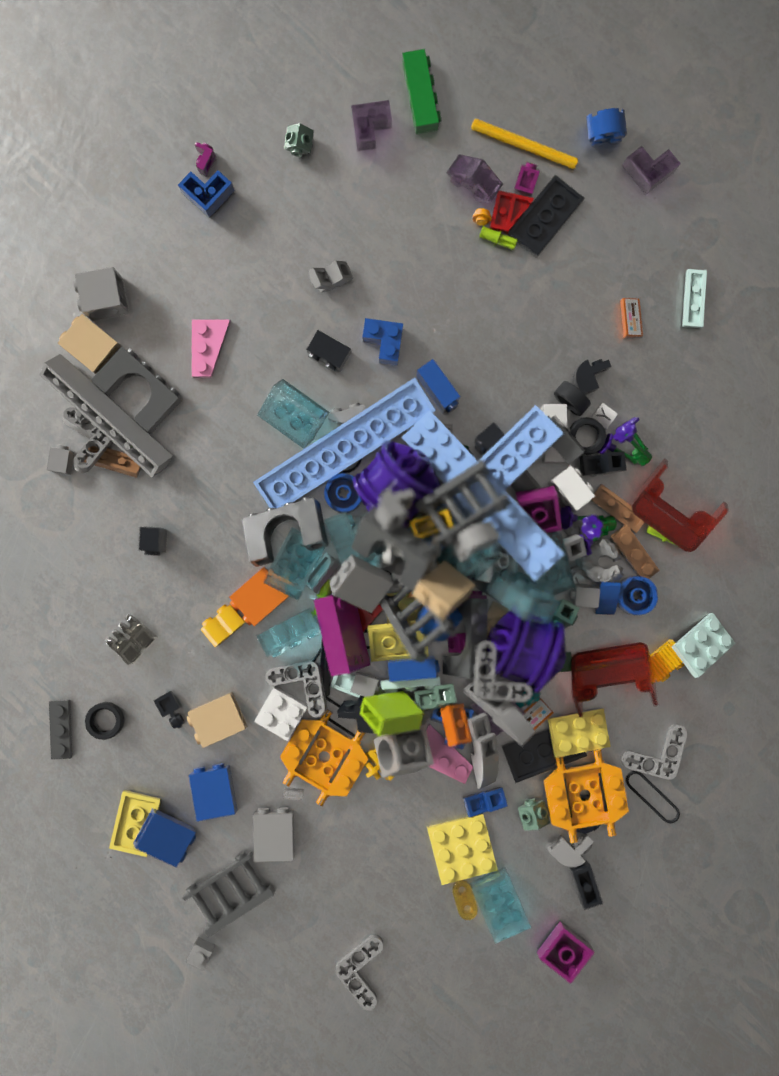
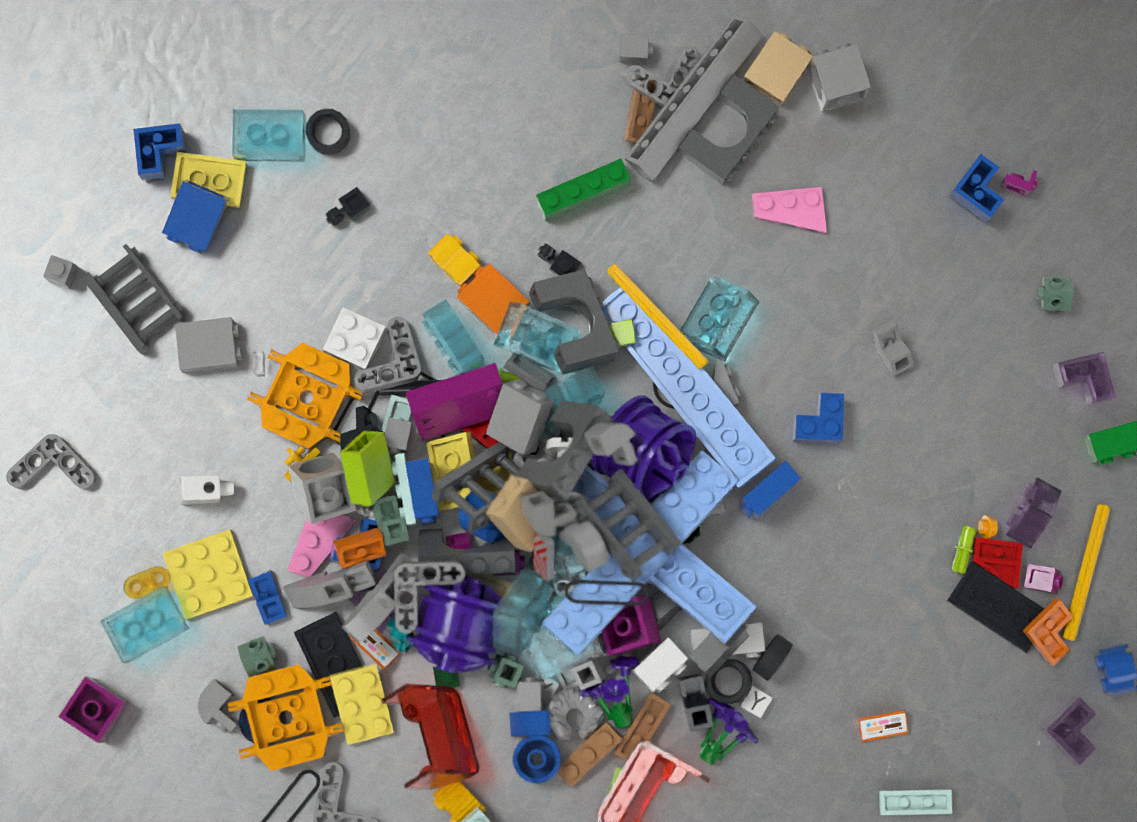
camera: 85 degrees right, 5 degrees down
(60, 729) = (312, 81): dark grey plate -> none
(100, 867) = (152, 144): none -> blue brick
(102, 770) = (269, 135): none -> clear light blue brick
(139, 640) = (417, 156): clear smoke legs -> none
(152, 540) = (548, 166): black brick -> none
(174, 514) = (583, 189): none -> green brick
(213, 792) = (253, 267): blue brick -> none
(216, 720) = (340, 263): tan brick -> none
(235, 536) = (562, 264): none -> black plate
(286, 463) = (657, 316): none -> yellow axle
(297, 491) = (623, 332): none -> lime tile
(328, 351) = (800, 354): black brick -> none
(333, 489) = (629, 375): blue brick -> none
(394, 856) = (193, 493): none -> white torso
(425, 526) = (593, 484): yellow brick -> none
(449, 569) = (544, 514): none -> light grey brick
(479, 574) = (544, 556): none -> light grey tile
(488, 438) = (712, 556): black brick -> none
(523, 526) = (606, 602): none -> black piece
(569, 180) = (1044, 630): none -> orange plate
(585, 374) = (802, 671): black brick -> none
(586, 885) = (177, 727): black brick -> none

